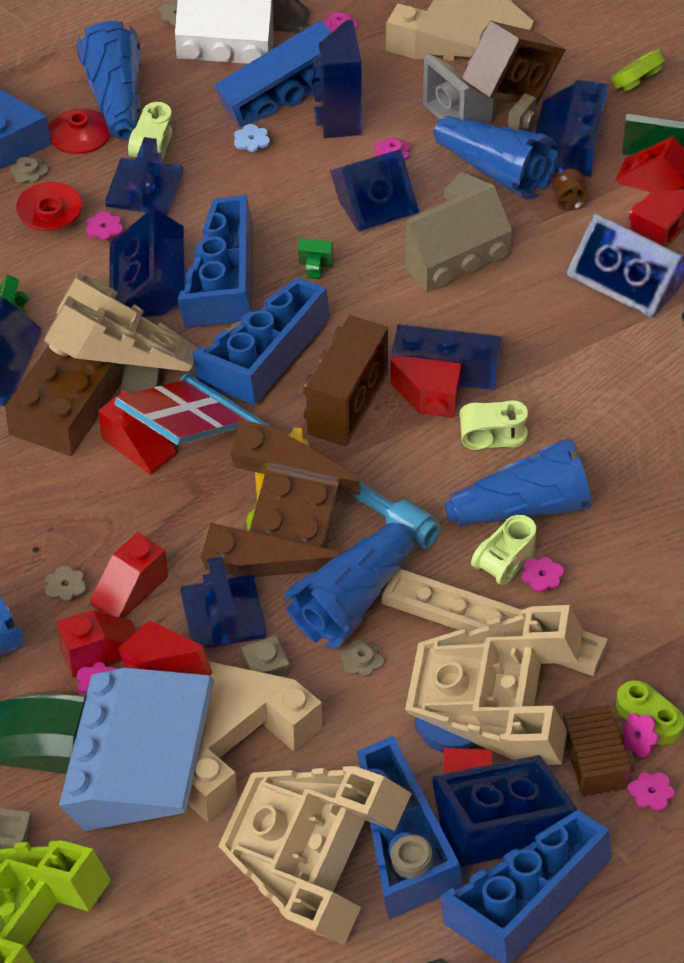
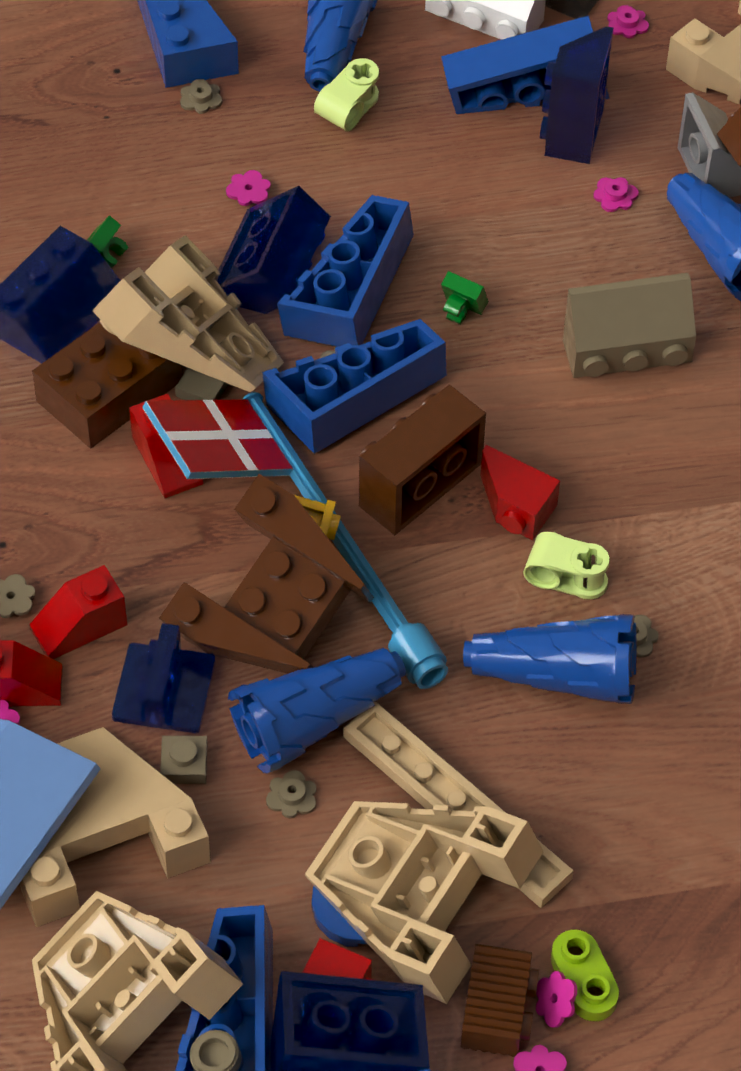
camera: 20 degrees right, 5 degrees up
(49, 206) = (197, 147): red dish -> none
(78, 131) = (274, 66): red dish -> none
(144, 181) = (316, 150): clear blue bracket -> none
(163, 650) = (68, 718): red slope -> none
(251, 138) = (460, 132): light blue plant -> none
(375, 190) = (568, 238): clear blue slope -> none
(462, 184) = (675, 261): dark tan tile -> none
(475, 351) = (585, 467): clear blue slope -> none
(507, 549) = (505, 728): yellowish green piece -> none
(542, 574) = (536, 755): dark pink plant -> none

